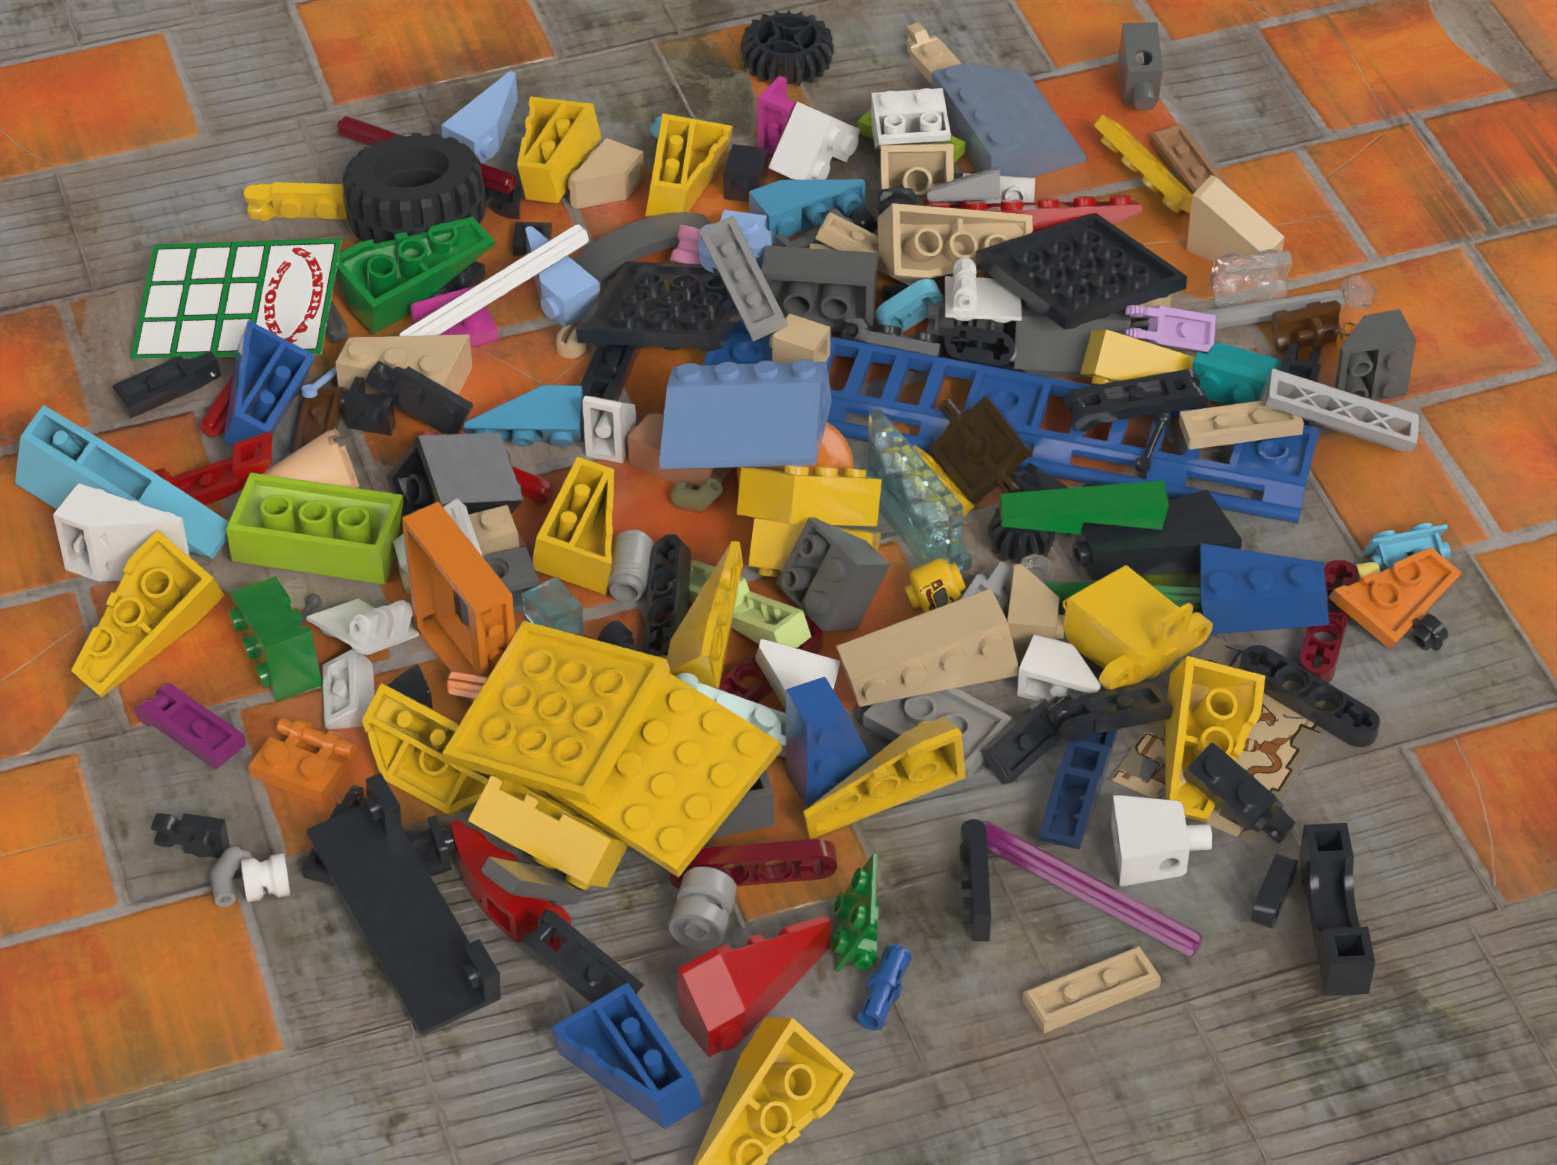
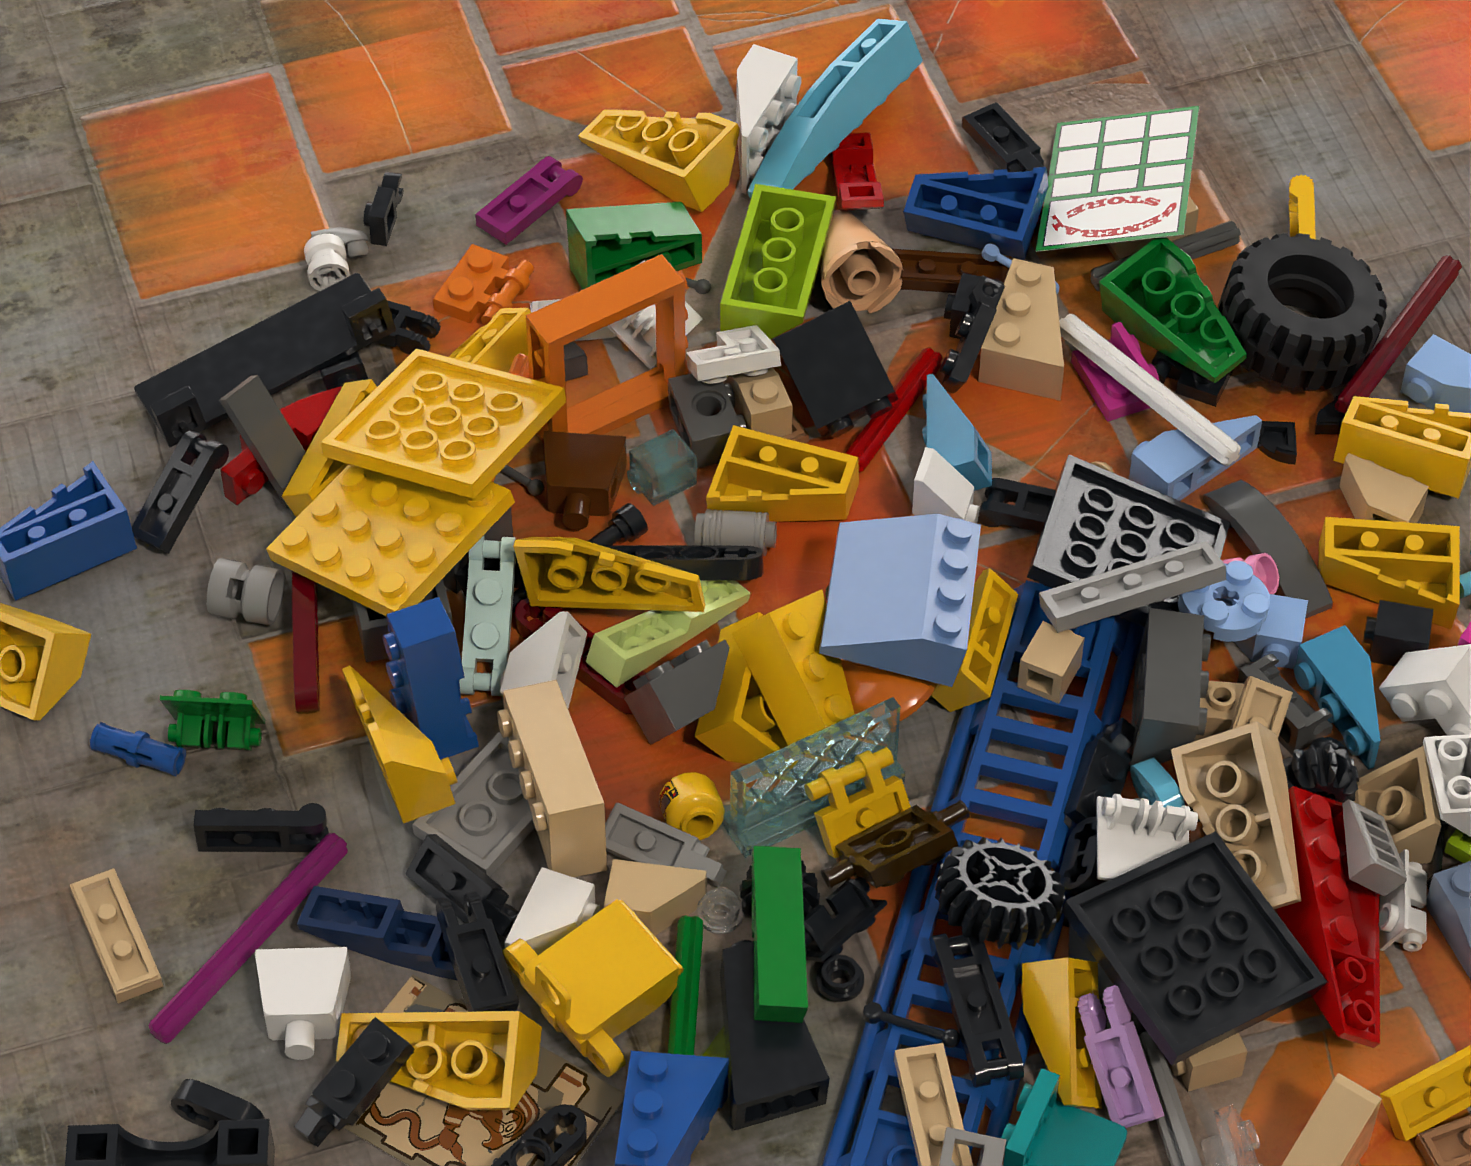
camera: 90 degrees right, 5 degrees up
(735, 989) = (129, 621): red wedge -> none
(1042, 371) = (999, 893): none -> black gear

